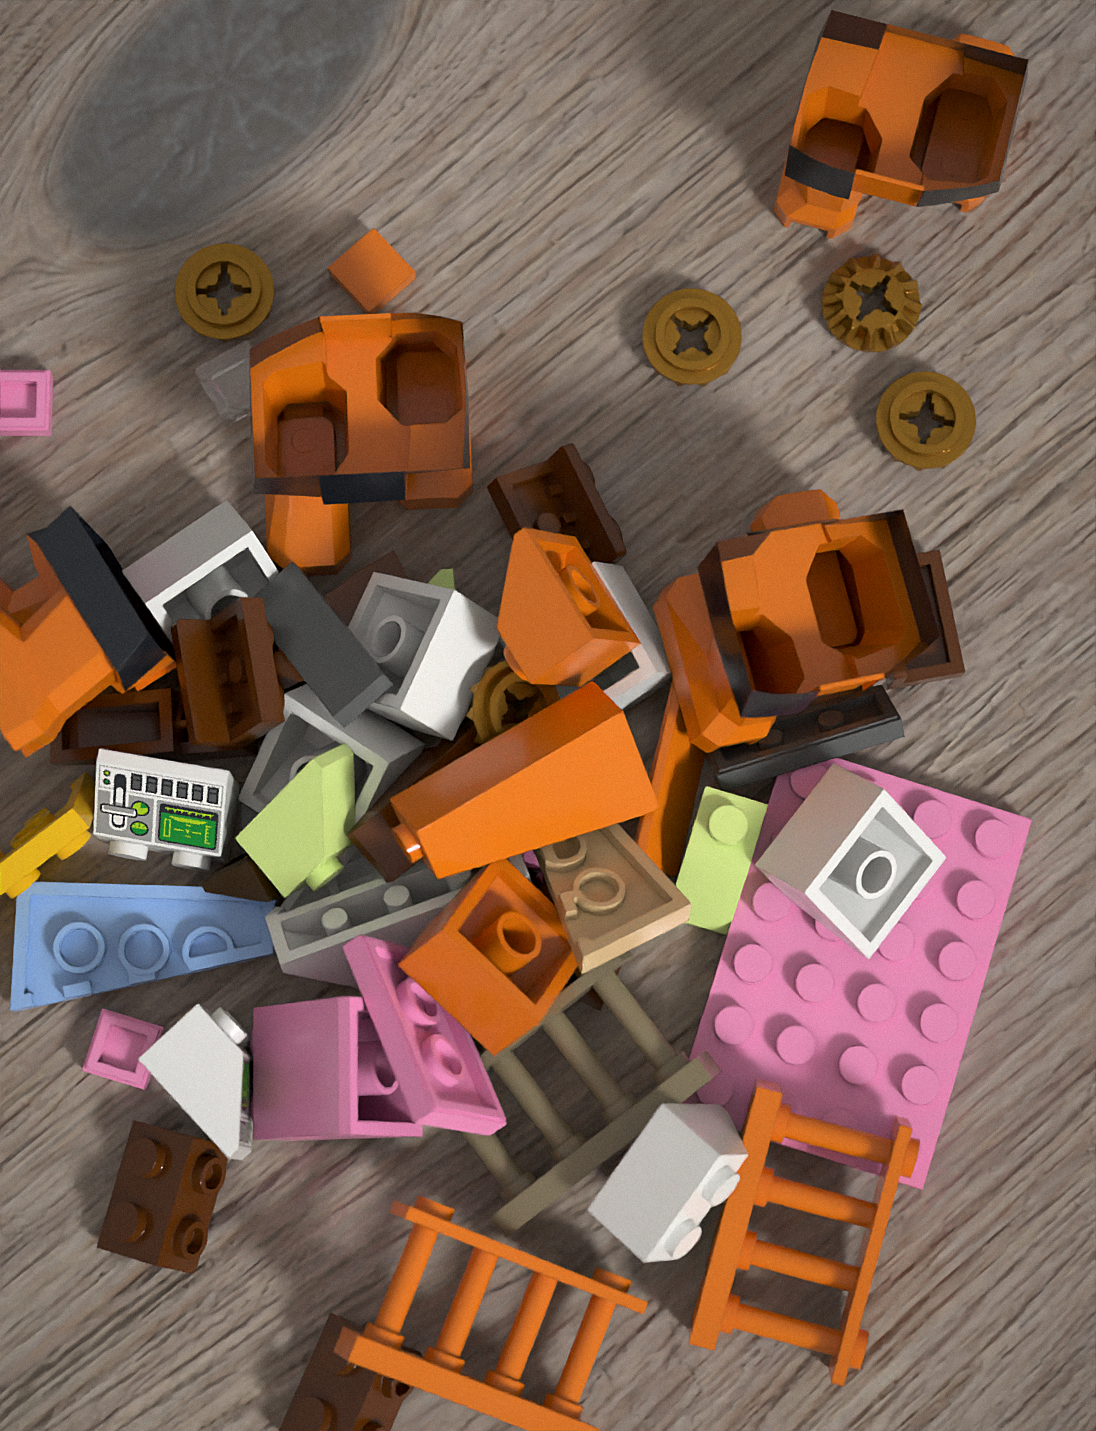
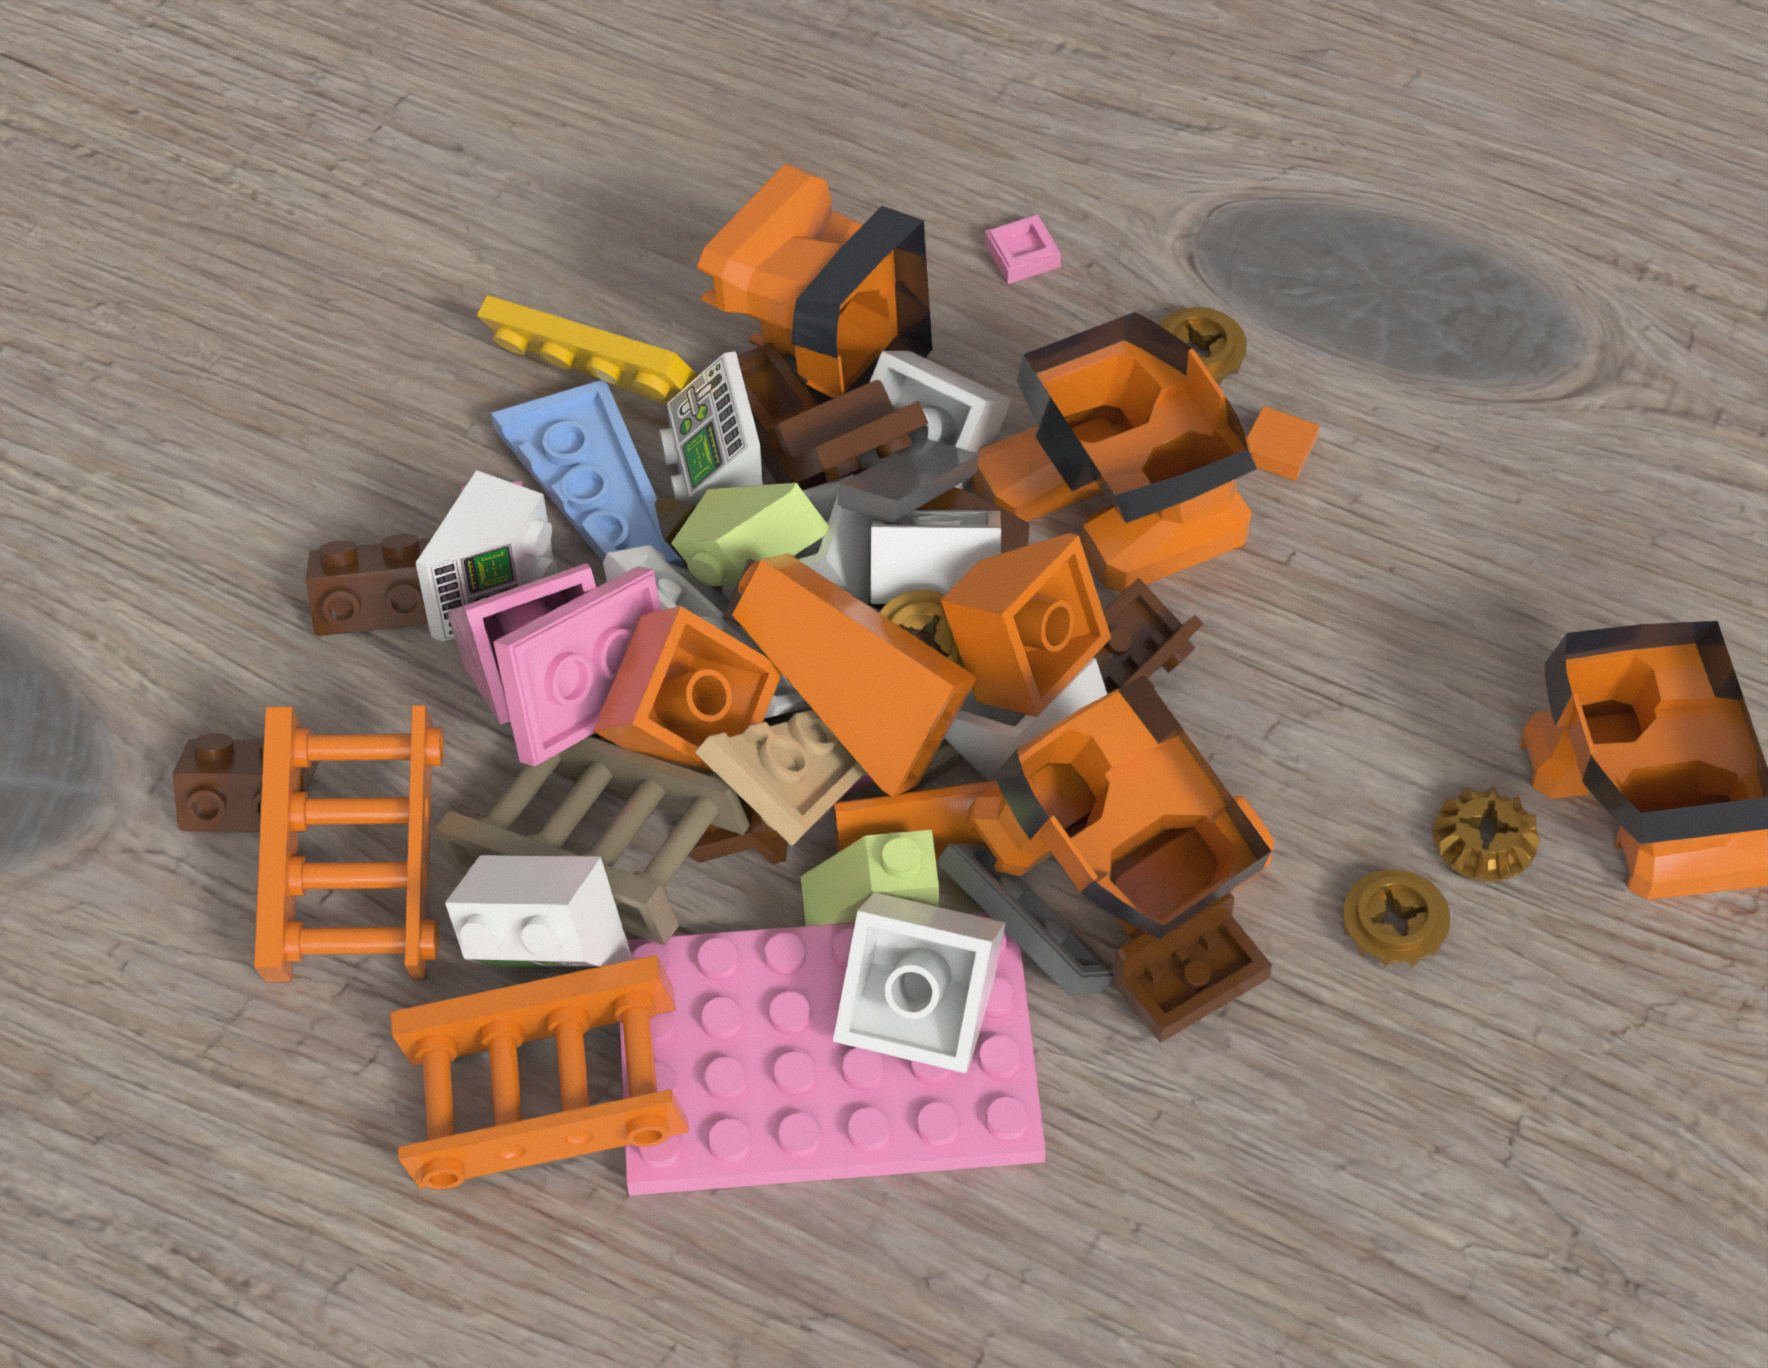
camera: 70 degrees right, 25 degrees down
(691, 310) = (1344, 682): pearl gold gear -> none

